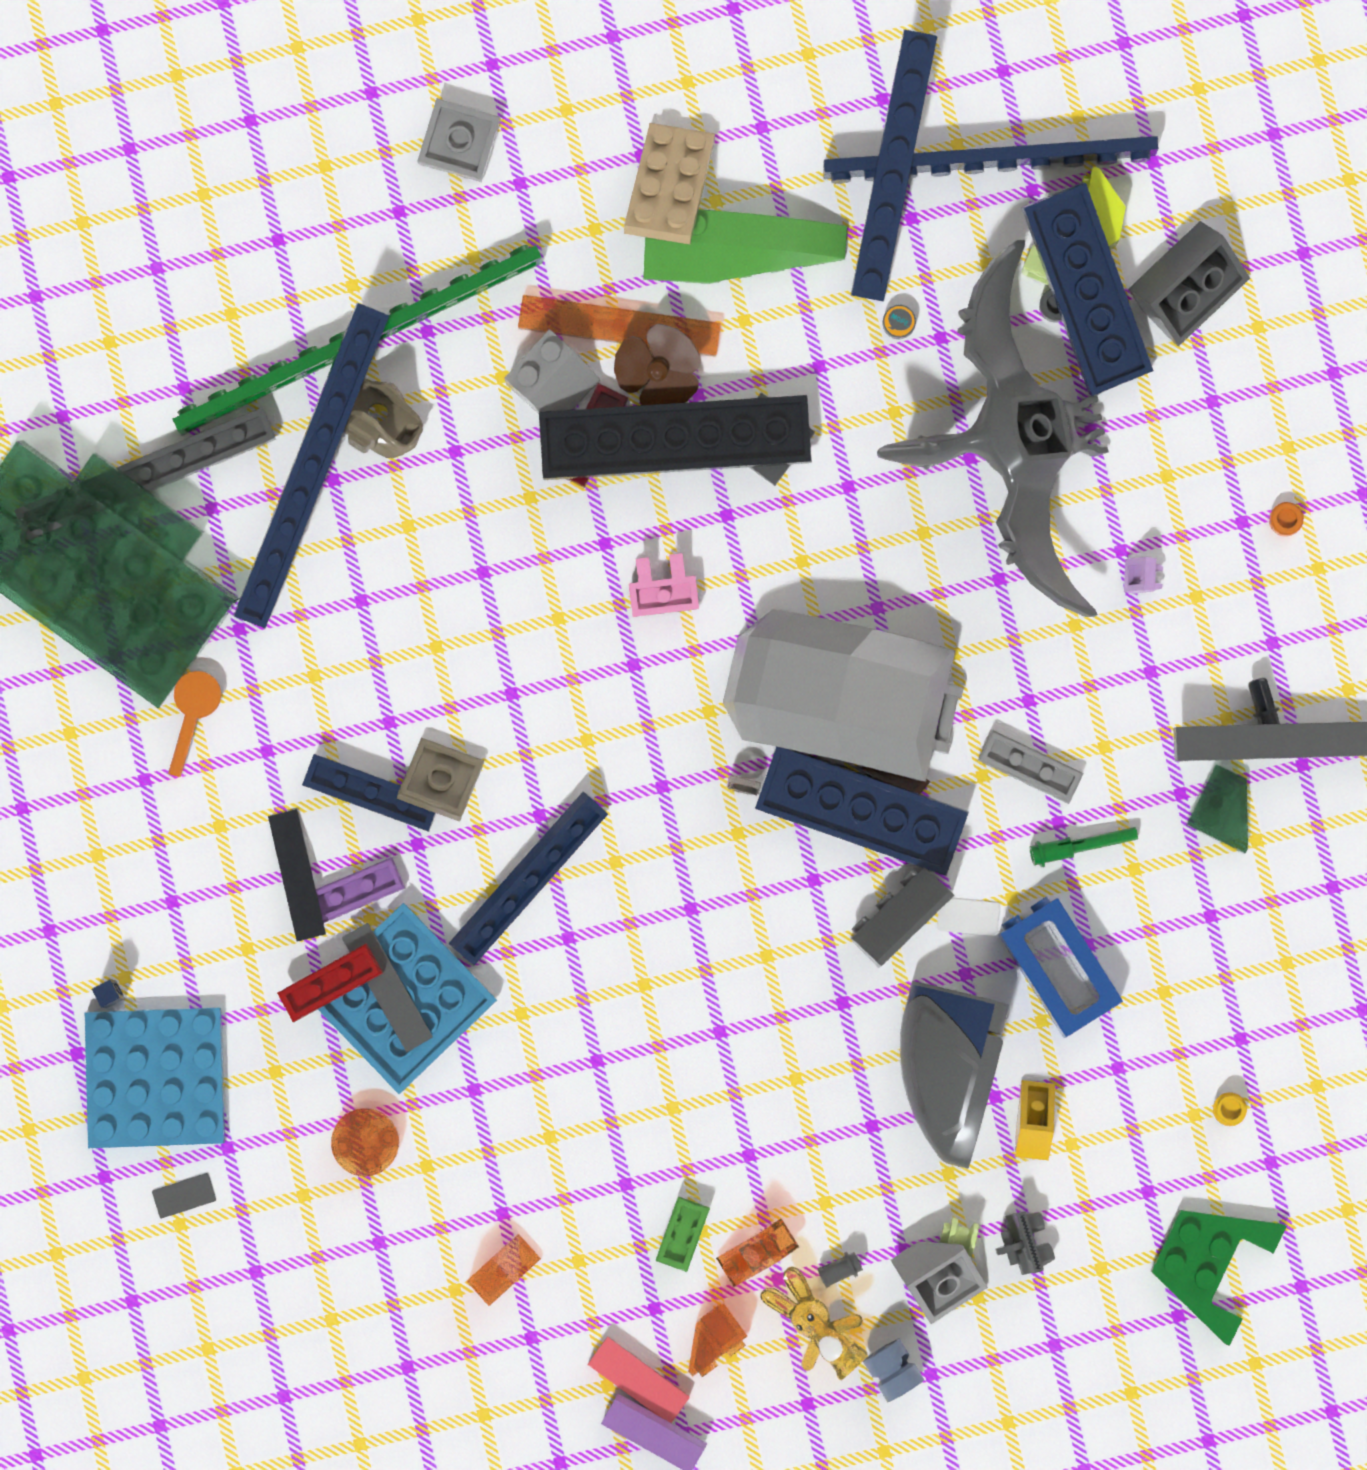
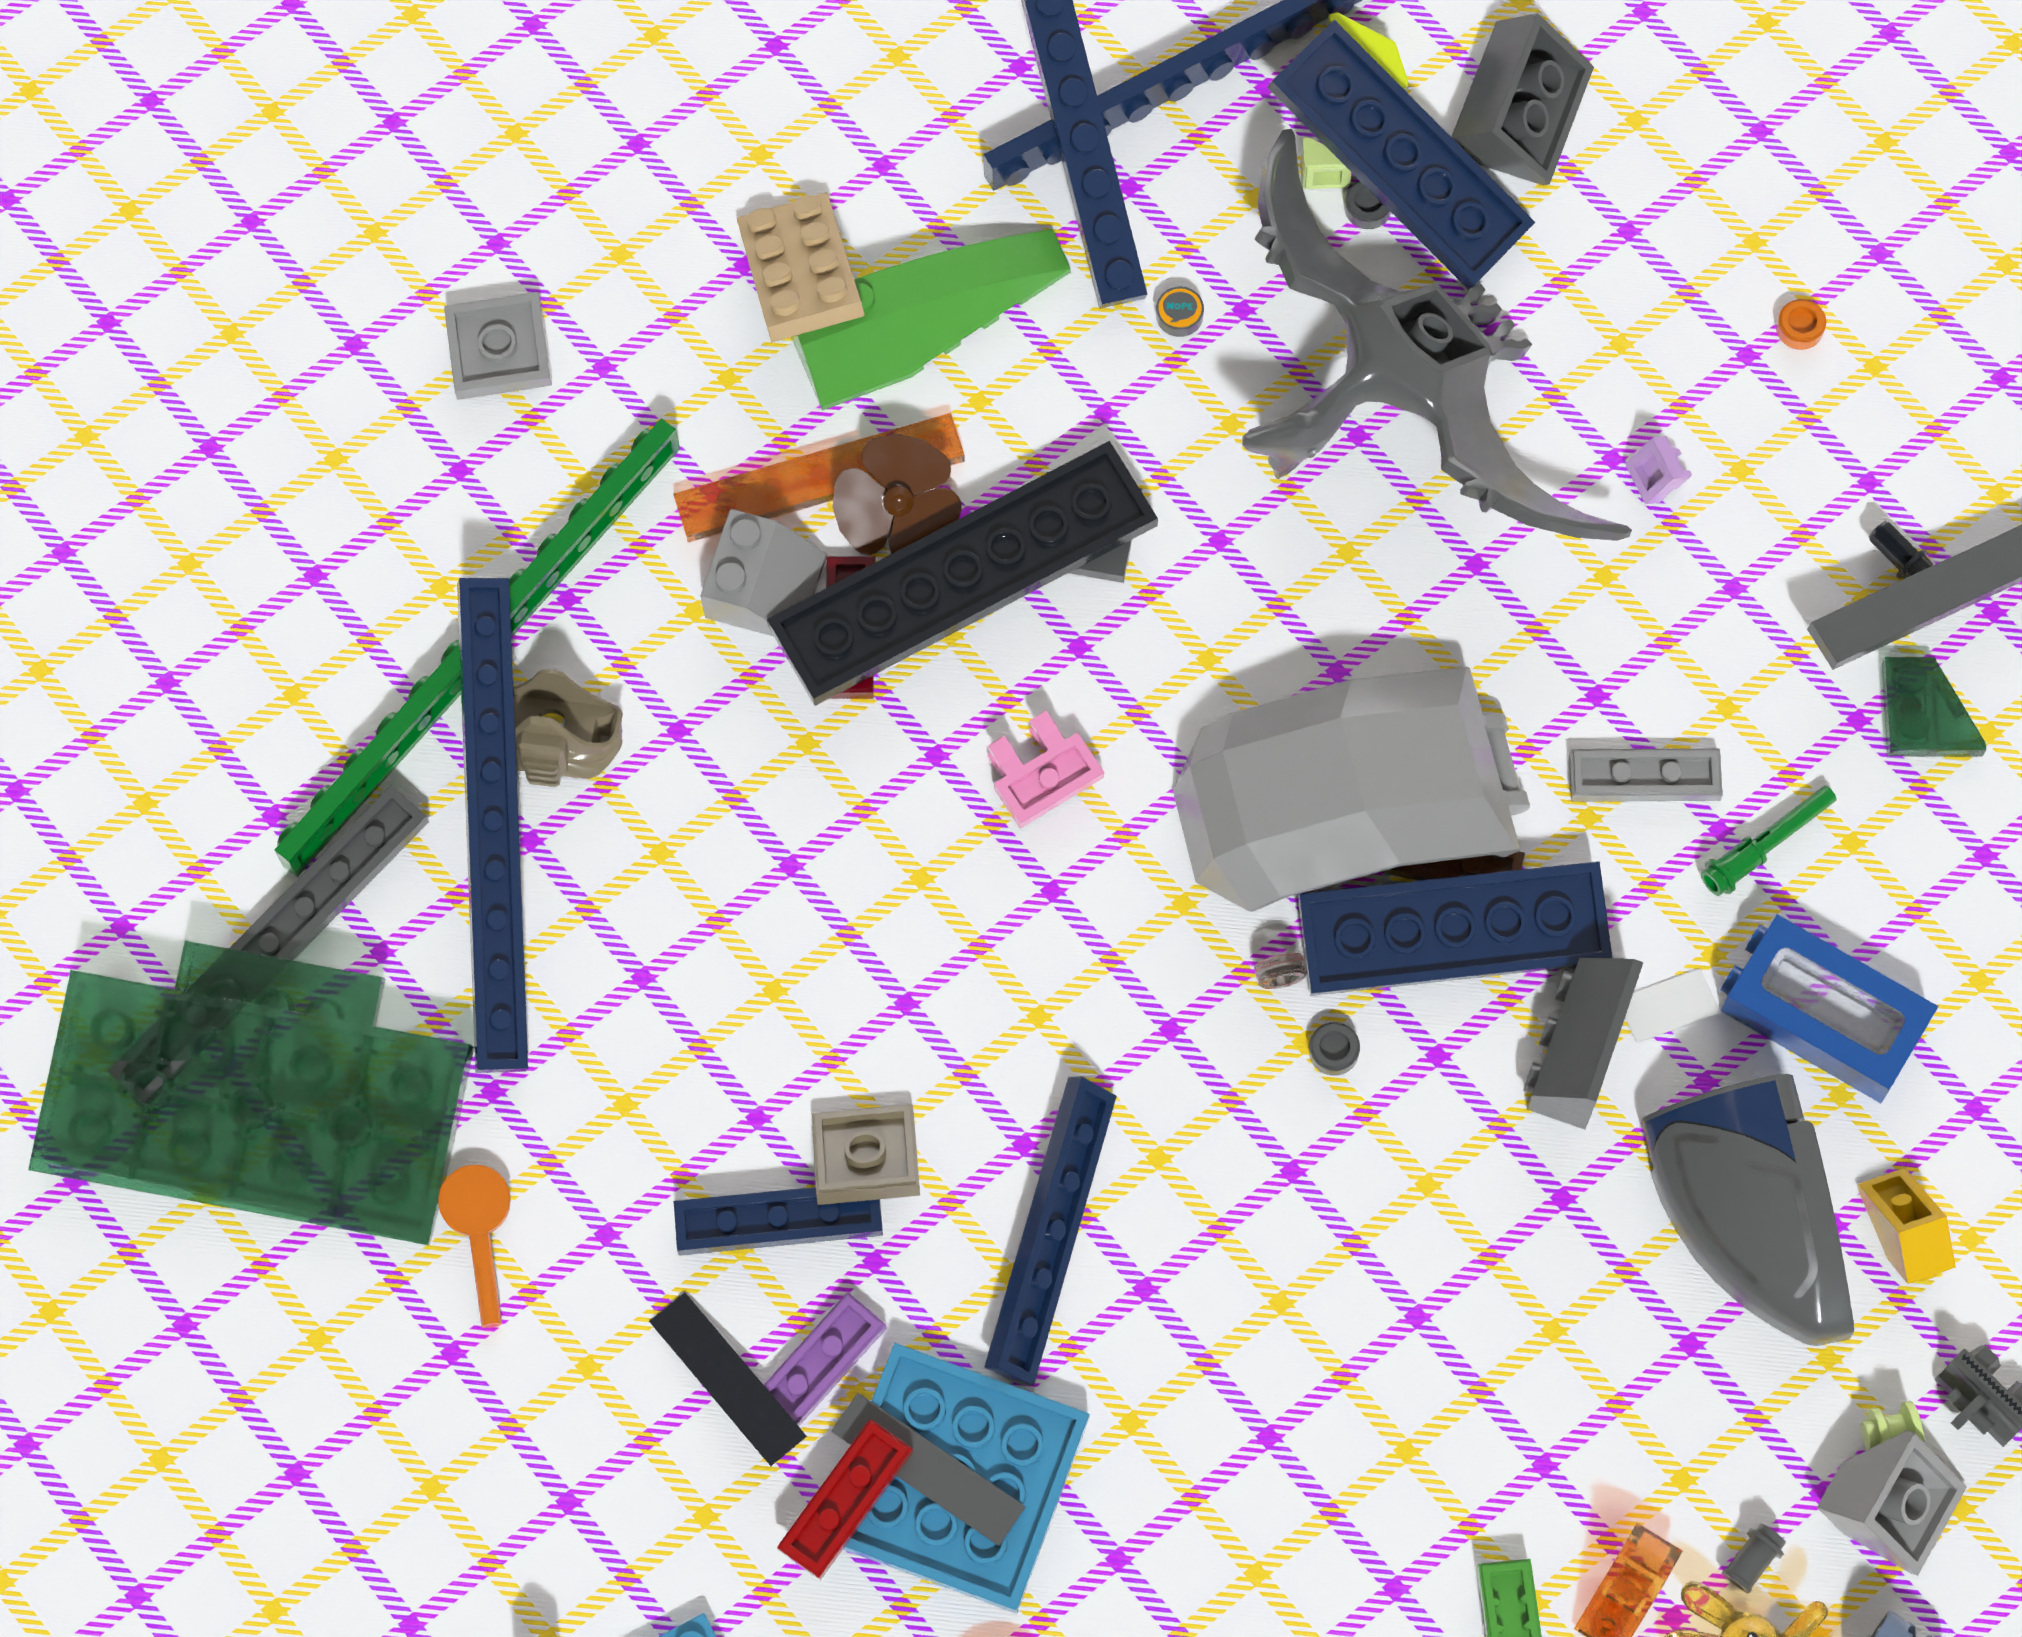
camera: 25 degrees left, 15 degrees down
(753, 847) = (1334, 1048): none -> dark grey tile

